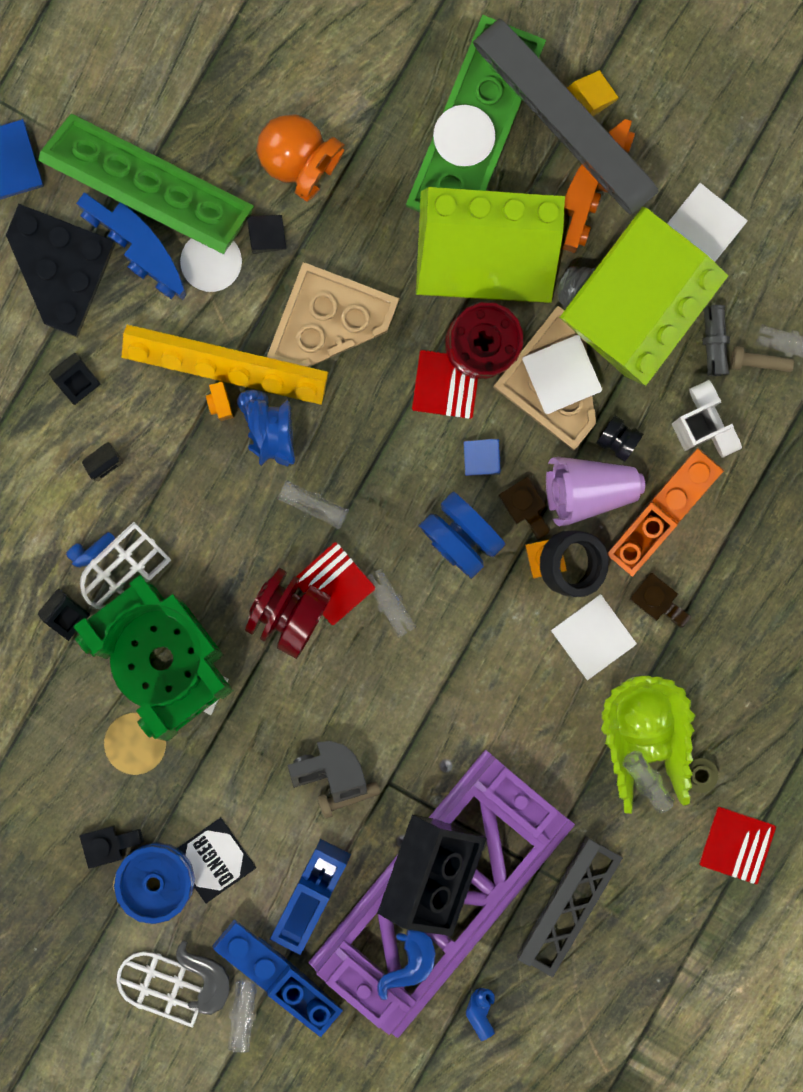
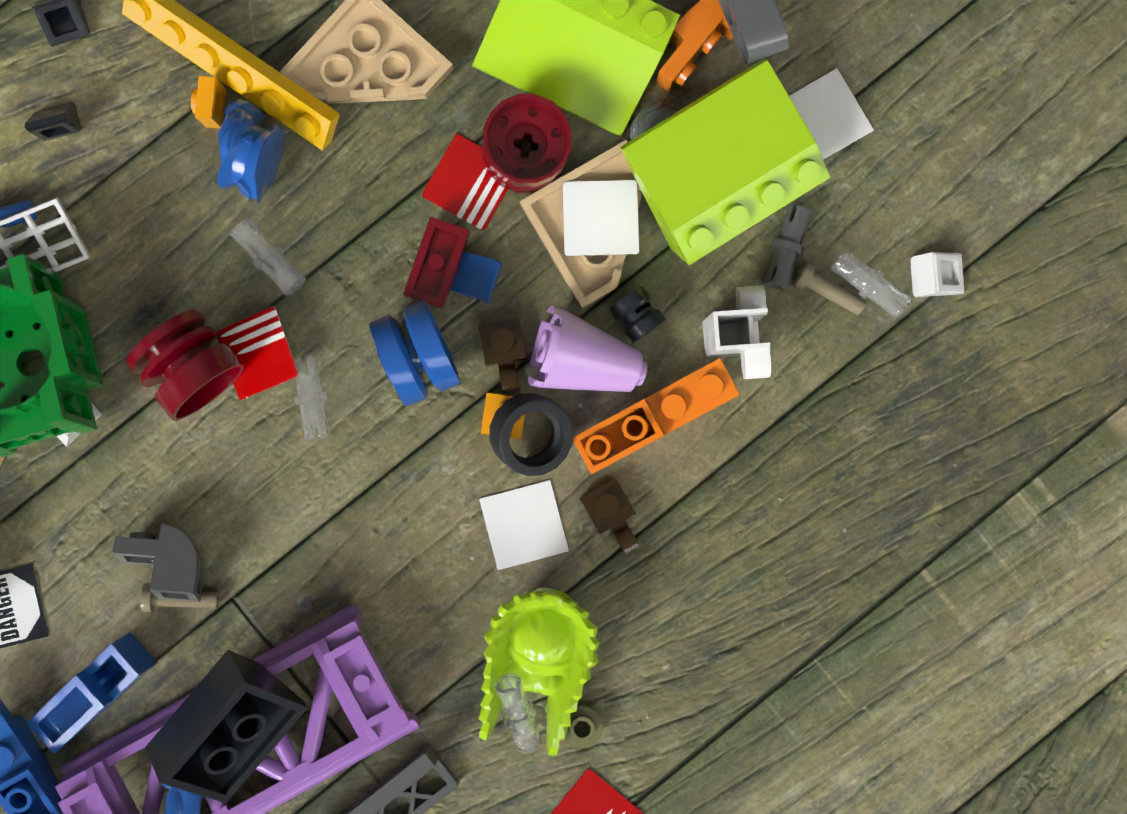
camera: 20 degrees right, 0 degrees up
(447, 458) = (436, 262): none -> dark red plate

